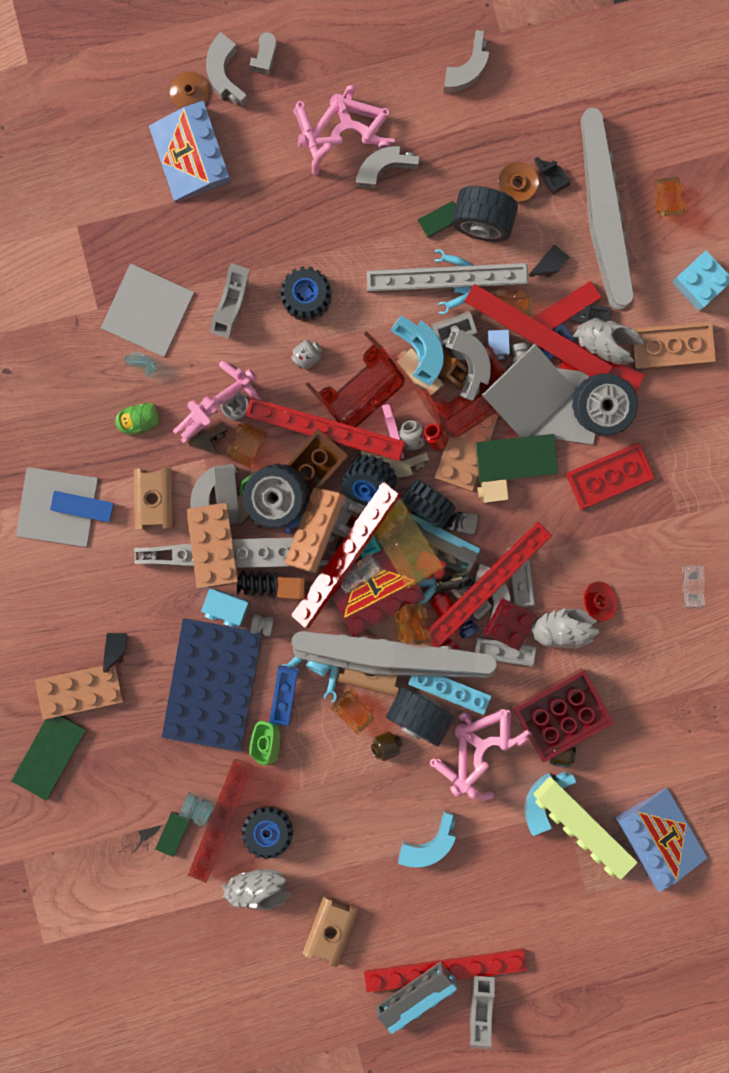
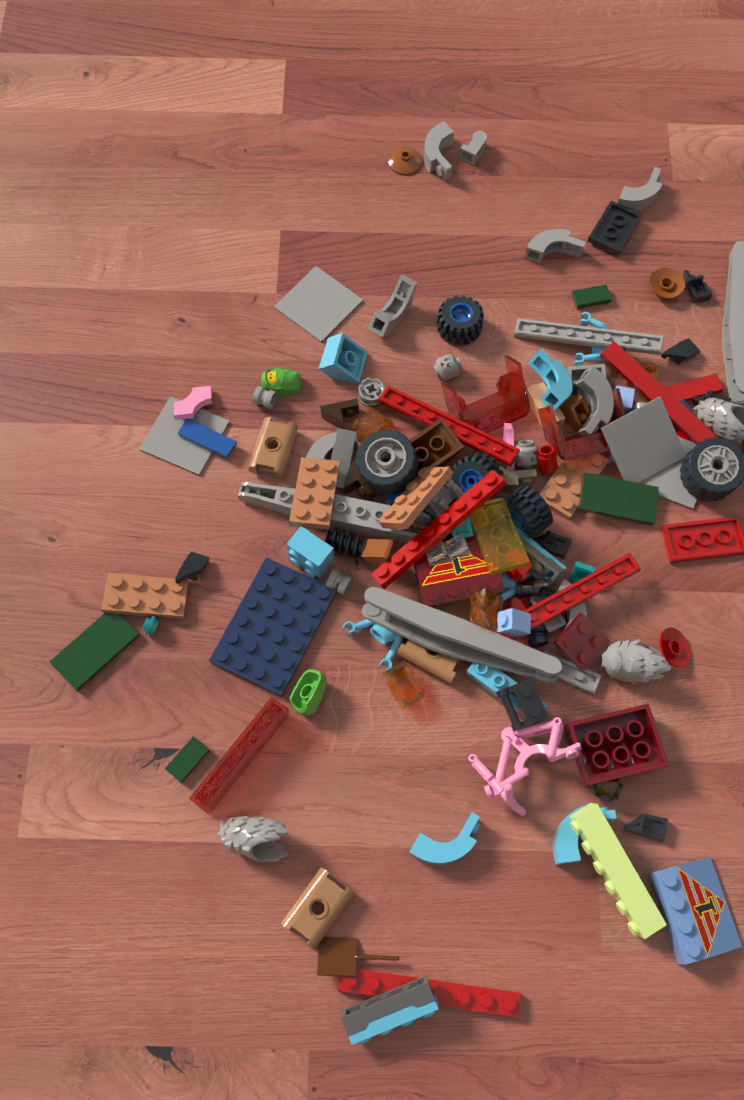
camera: 20 degrees right, 20 degrees down
(50, 479) = (189, 406): none -> bright pink tile
(94, 719) = (150, 625): none -> teal plate
(125, 443) = (264, 397): none -> light grey wheel
(139, 359) = (299, 336): clear light blue bracket -> none
(189, 152) = (393, 198): medium blue slope -> none
(194, 375) = (343, 359): none -> medium azure slope
(196, 809) = (217, 737): clear light blue wheel -> none
(200, 413) = (347, 374): bright pink piece -> none
(267, 832) = (283, 781): black wheel -> none
(284, 695) = (340, 651): blue tile -> none
(342, 105) = (530, 195): bright pink piece -> none
(361, 965) = (340, 956): none -> reddish brown piece
(386, 746) = (428, 729): dark brown head -> none
(420, 716) = (471, 704): black wheel -> none
(441, 631) = (514, 623): none -> light blue brick
(447, 122) = (614, 228): none -> black plate
(472, 700) = (528, 701): none -> black plate
(481, 1012) = (458, 1049): light grey arch -> none
(484, 213) = (634, 293): black wheel -> none
(493, 491) = (590, 522): tan brick -> none
(496, 549) = (580, 571): none -> teal tile
(522, 586) = (600, 611): light grey tile -> none
(607, 776) = (648, 826): none -> black slope

